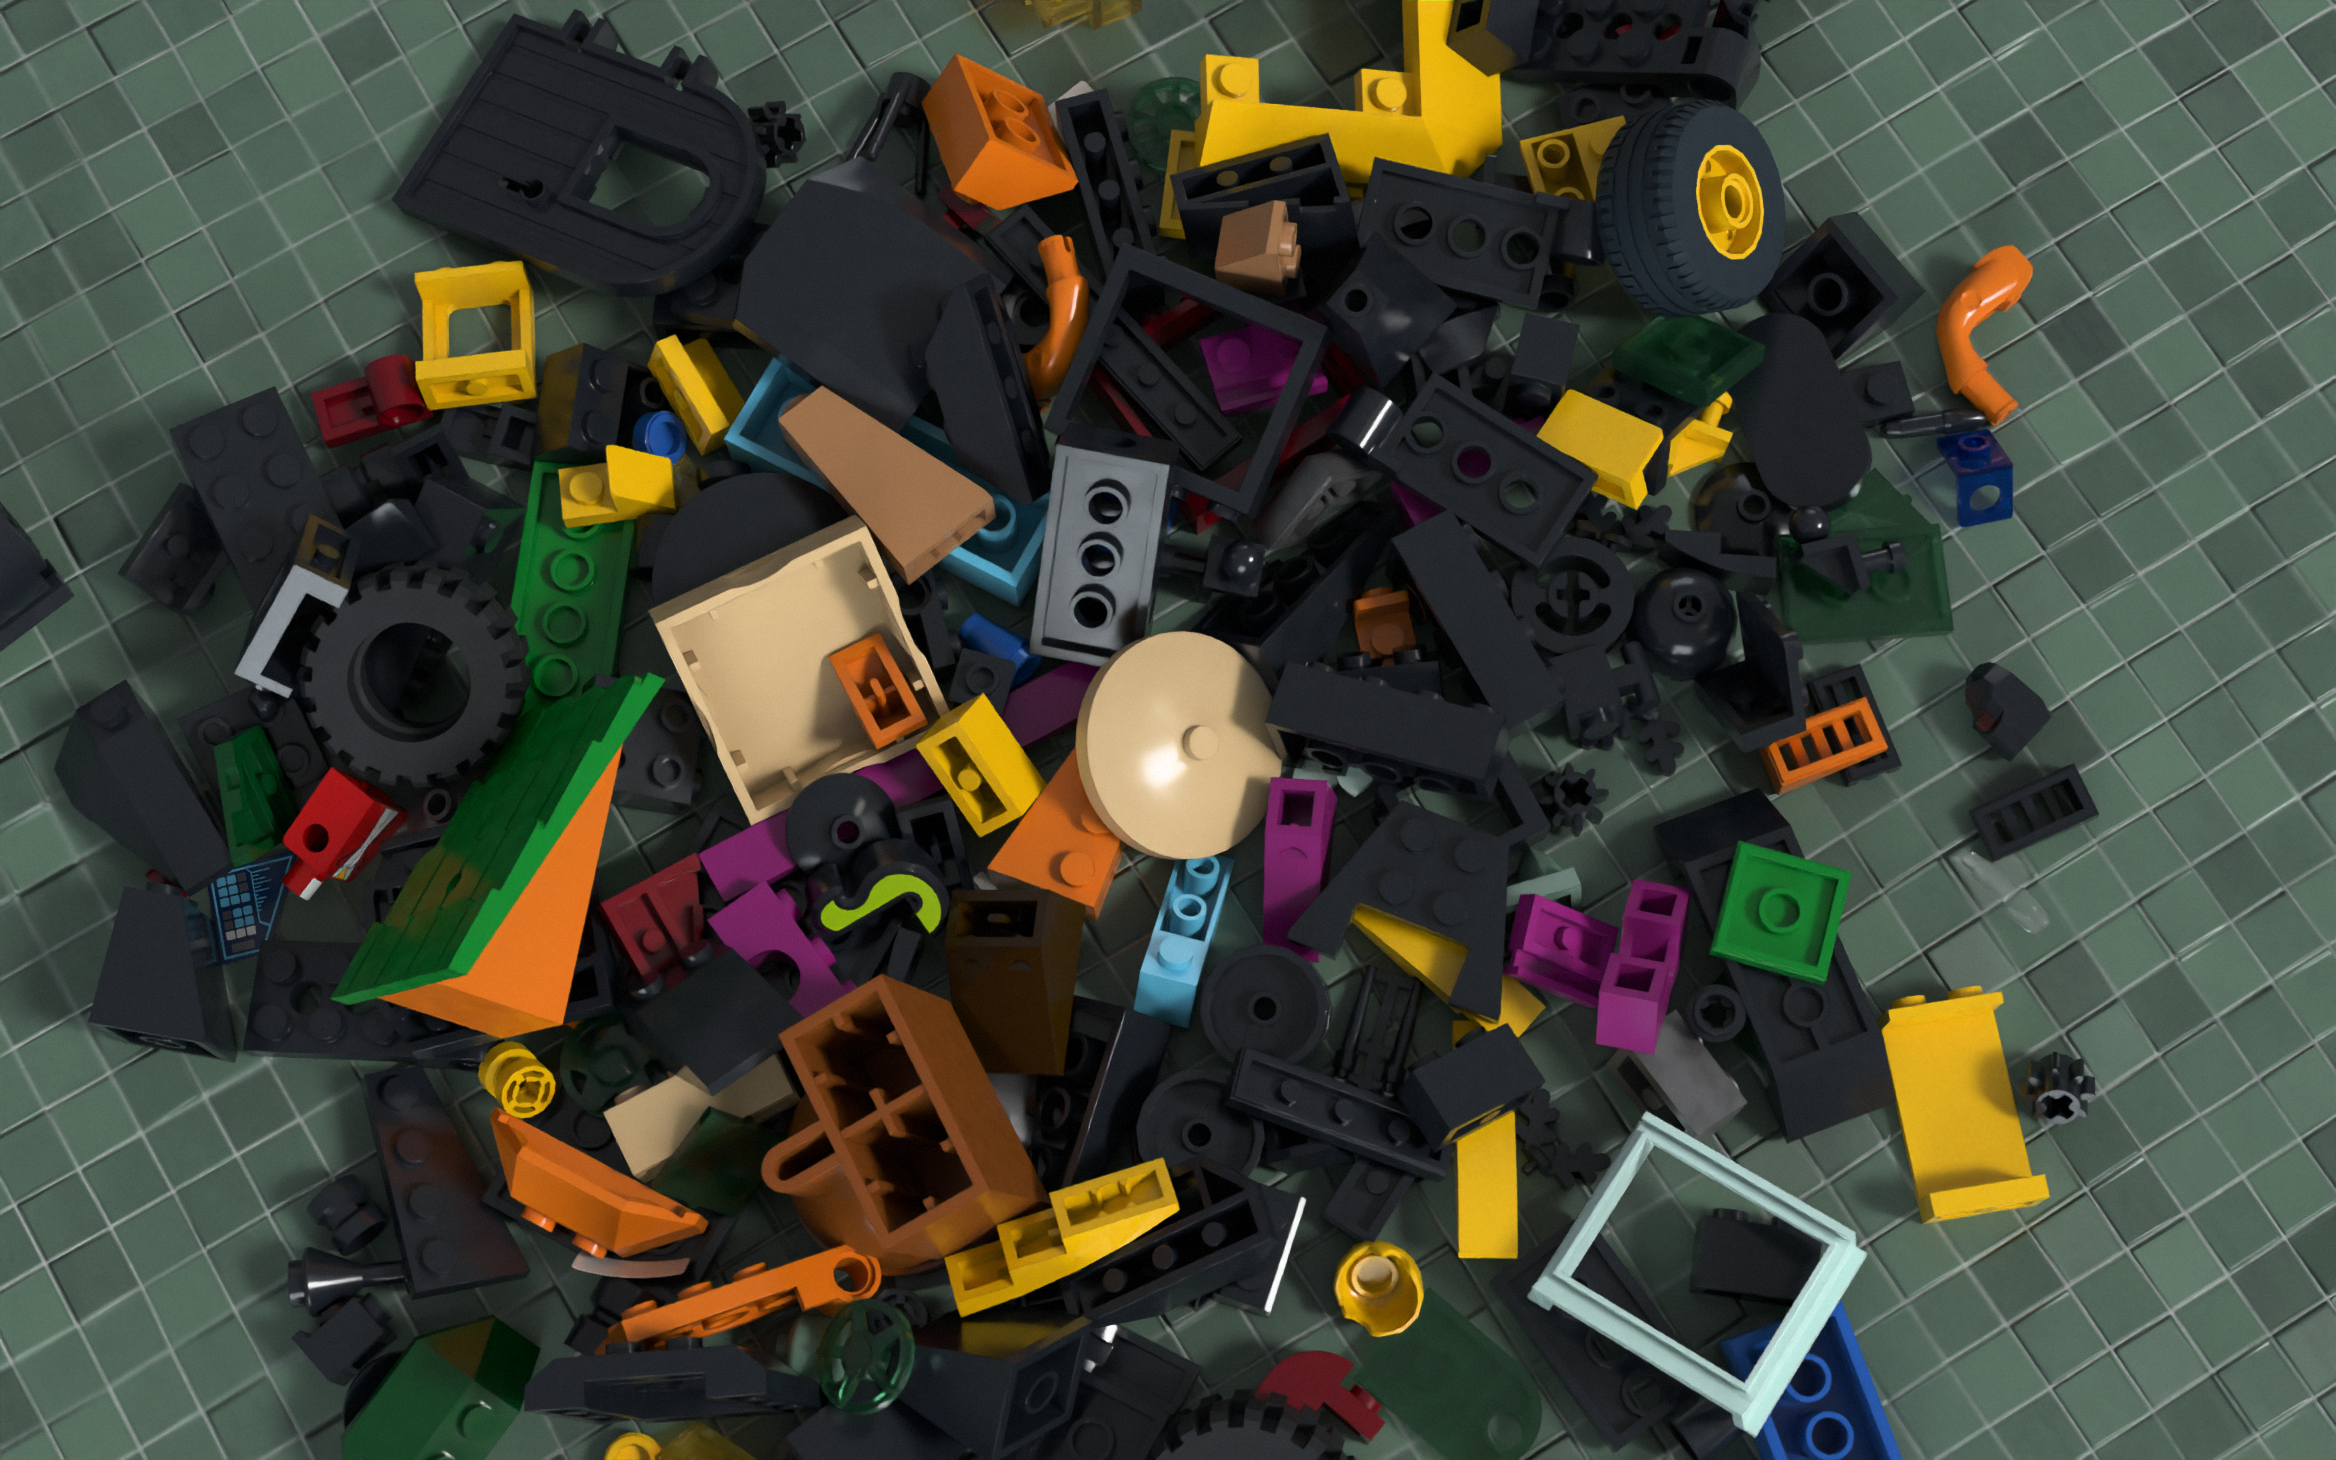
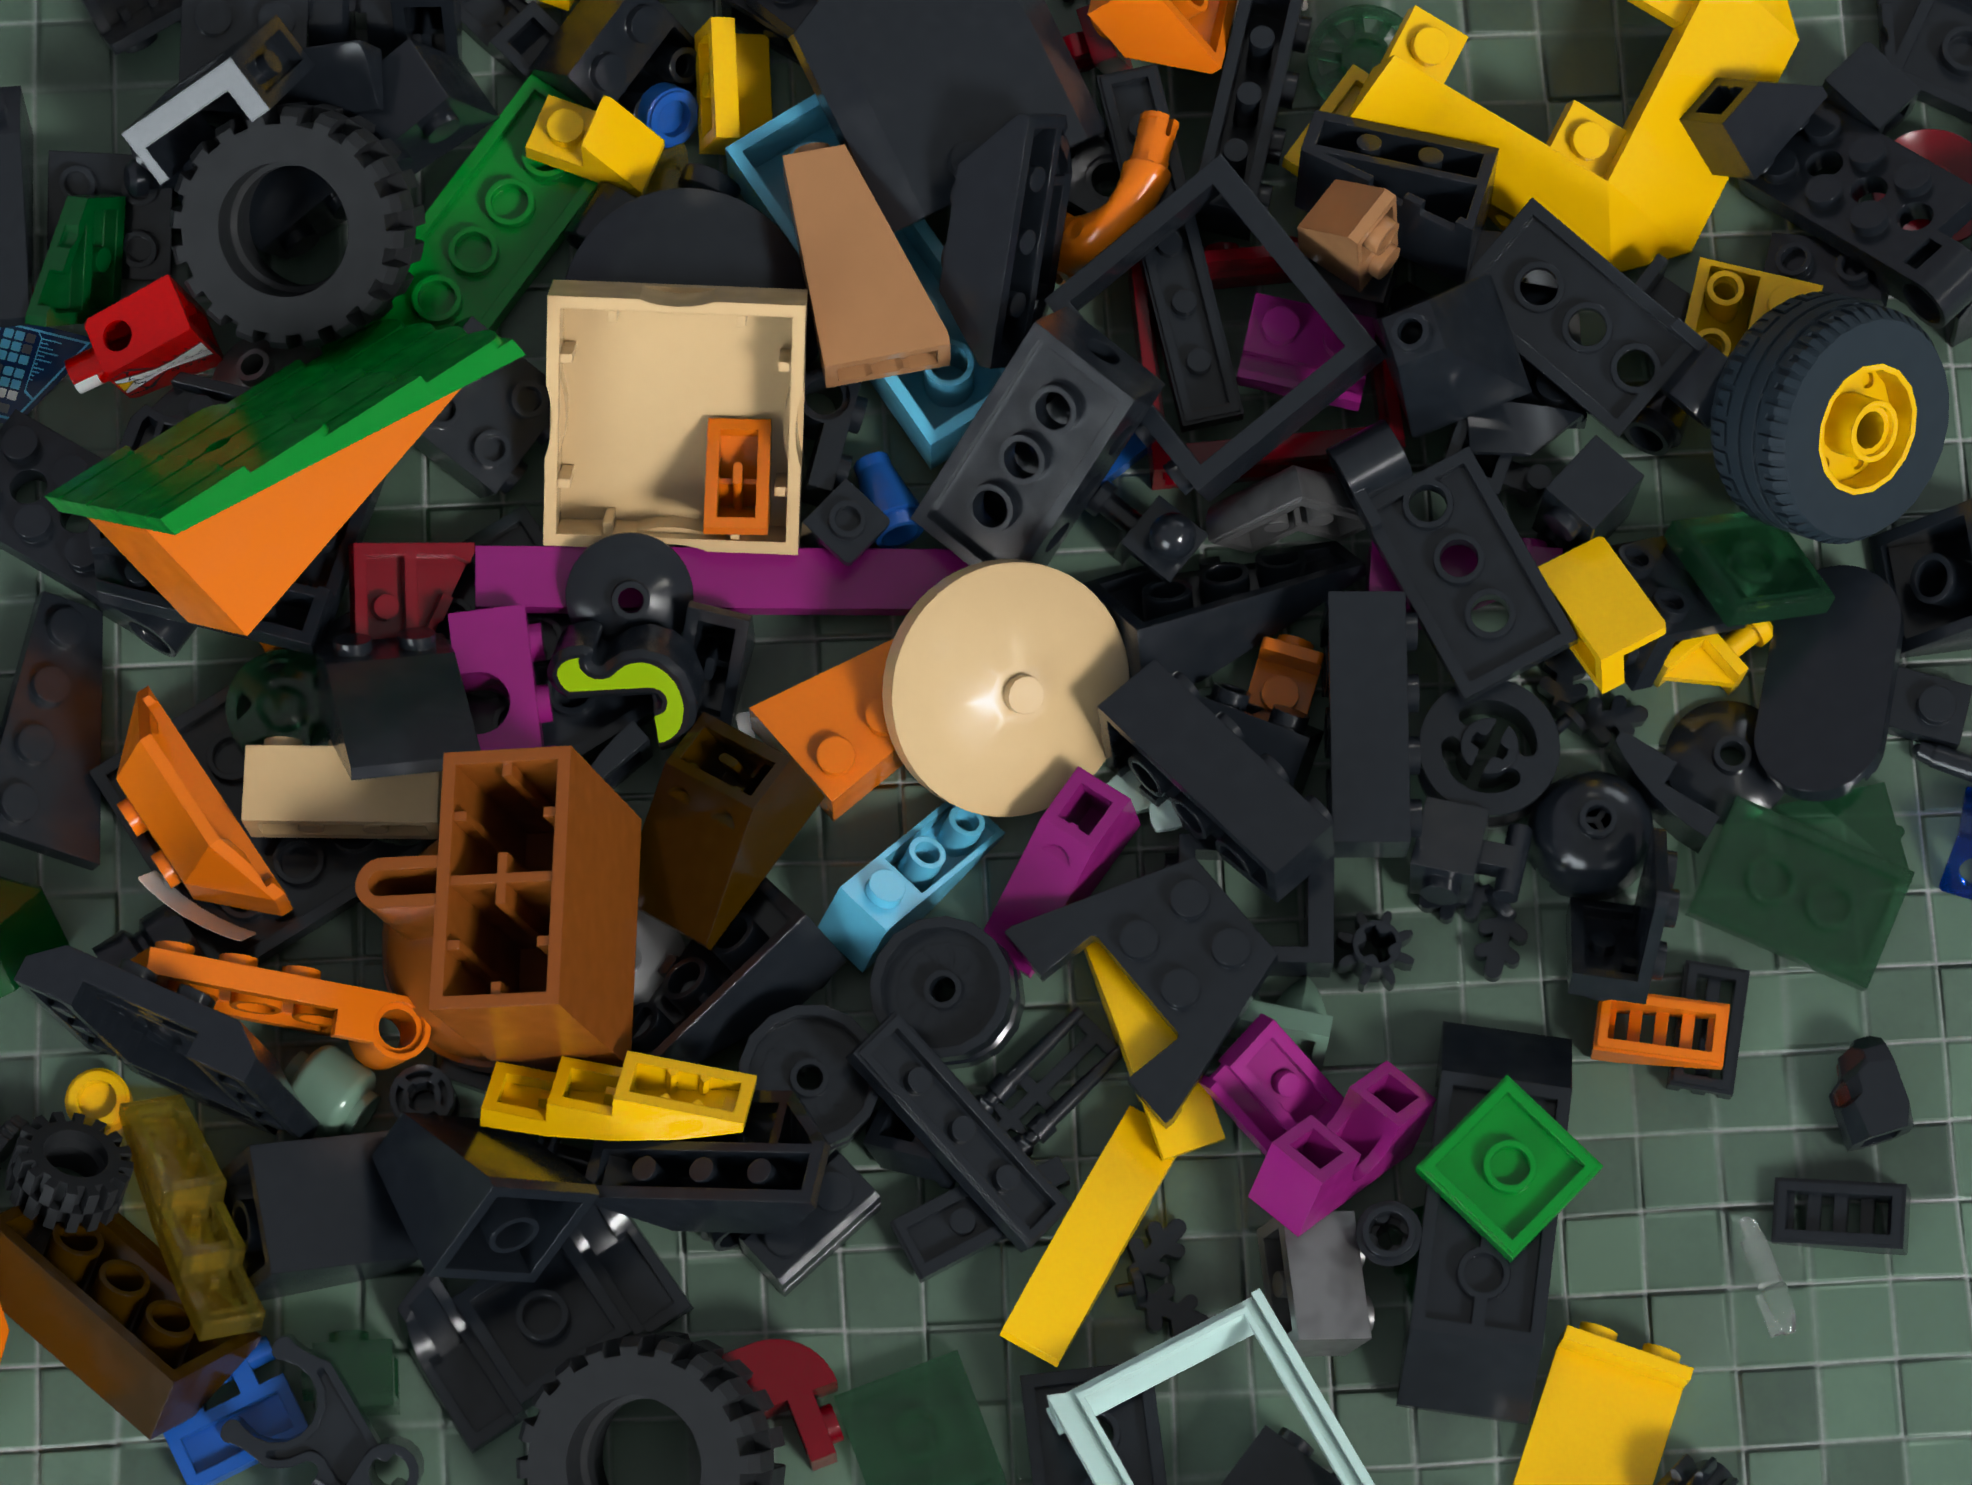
camera: 25 degrees right, 0 degrees up
(516, 1079) = (184, 672): yellow wheel -> none
(718, 1162) = (325, 851): piece -> none
(865, 1356) = (366, 1111): clear green wheel -> none
(981, 765) = (798, 603): yellow brick -> none
(1379, 1287) = (905, 1321): yellow hair -> none
(1470, 1085) = (1101, 1171): black brick -> none
(1839, 557) = (1780, 848): black piece -> none

